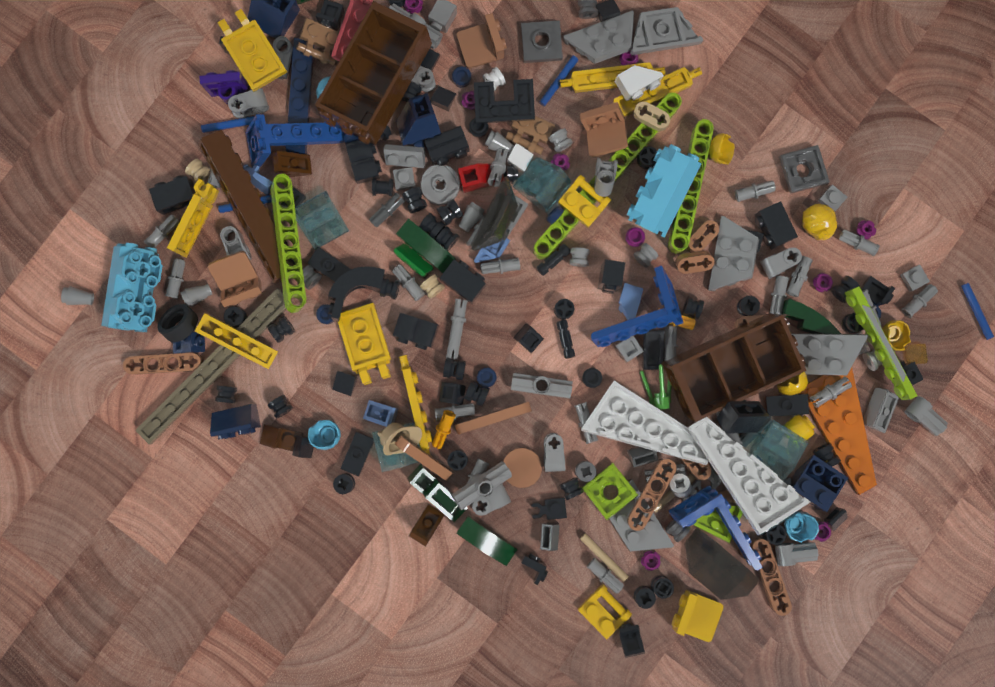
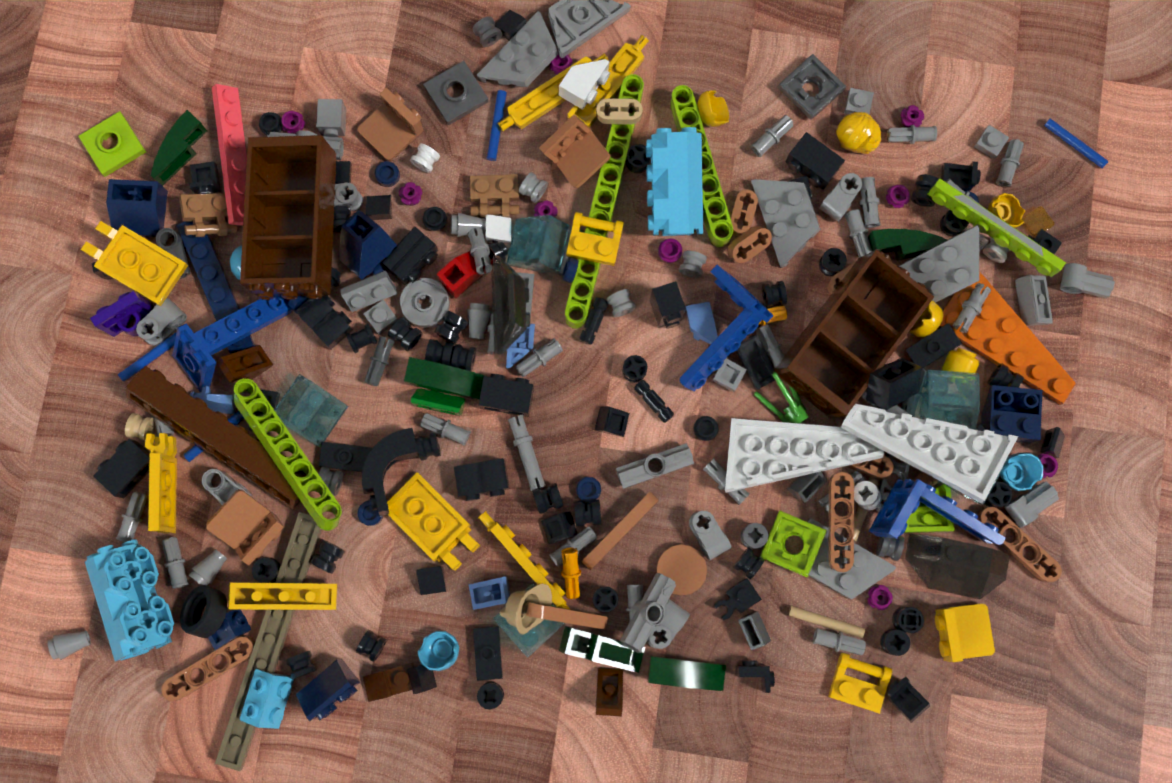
camera: 30 degrees left, 5 degrees down
(191, 405) = (266, 699): none -> medium azure bracket
(432, 286) = (475, 419): tan wheel -> none
(492, 111) = (442, 193): black plate -> none
(605, 176) = (603, 200): light grey piece -> none

